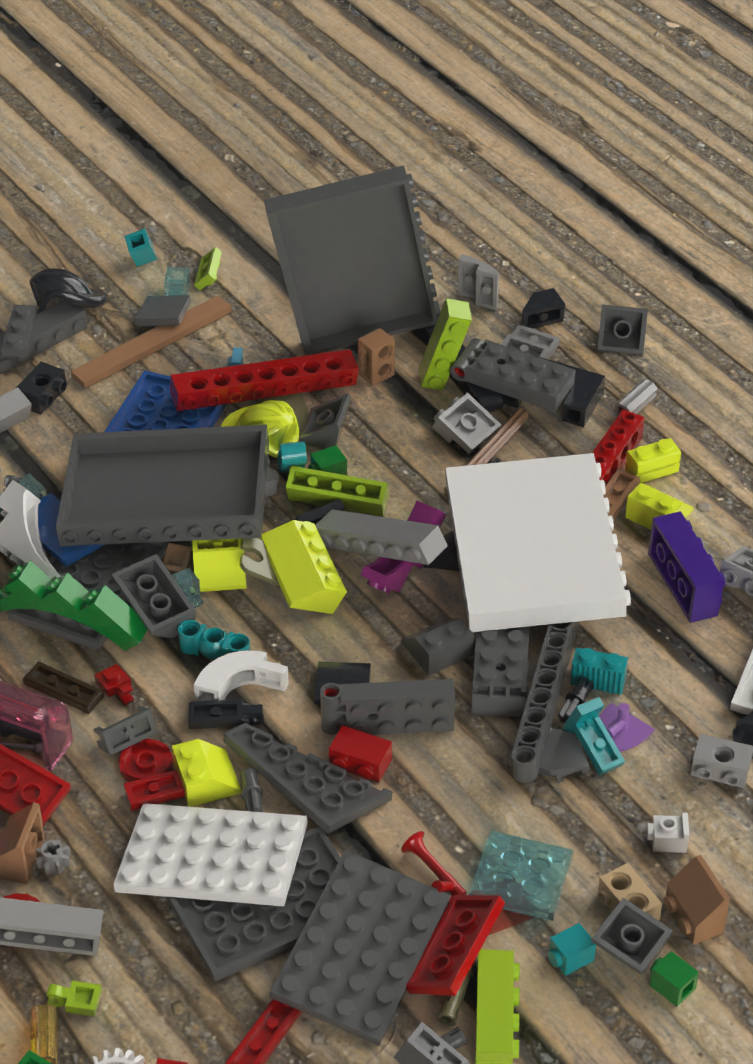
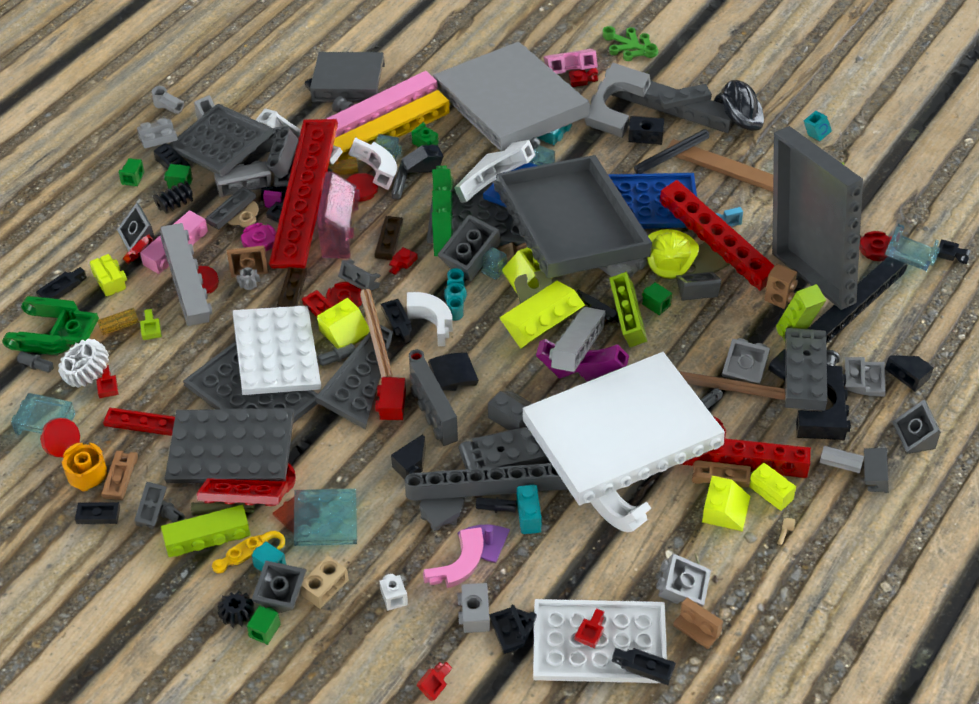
camera: 70 degrees right, 5 degrees up
(96, 377) = (671, 151): none -> black axle
(96, 816) = (292, 287): none -> dark brown tile
(163, 310) = (759, 160): dark grey tile -> none
(249, 736) = (376, 334): none -> medium nougat axle
(291, 455) = (640, 270): teal piece -> none
(446, 881) = (301, 481): red piece -> none
(470, 760) = (410, 457): none -> black slope
(478, 282) = (907, 319): light grey slope -> none
(541, 973) = (245, 549): none -> yellow piece
(594, 736) = (460, 519): teal bracket -> none
(637, 1003) = (235, 608): none -> black gear
(653, 583) = (620, 513): none -> white arch
(656, 746) = (471, 549): none -> bright pink arch
(663, 376) = (876, 469): none -> dark grey hinge
(686, 566) = (657, 533): dark purple brick -> none
(697, 901) = (330, 621): medium nougat slope -> none
(703, 472) = (788, 524): none -> tan hand

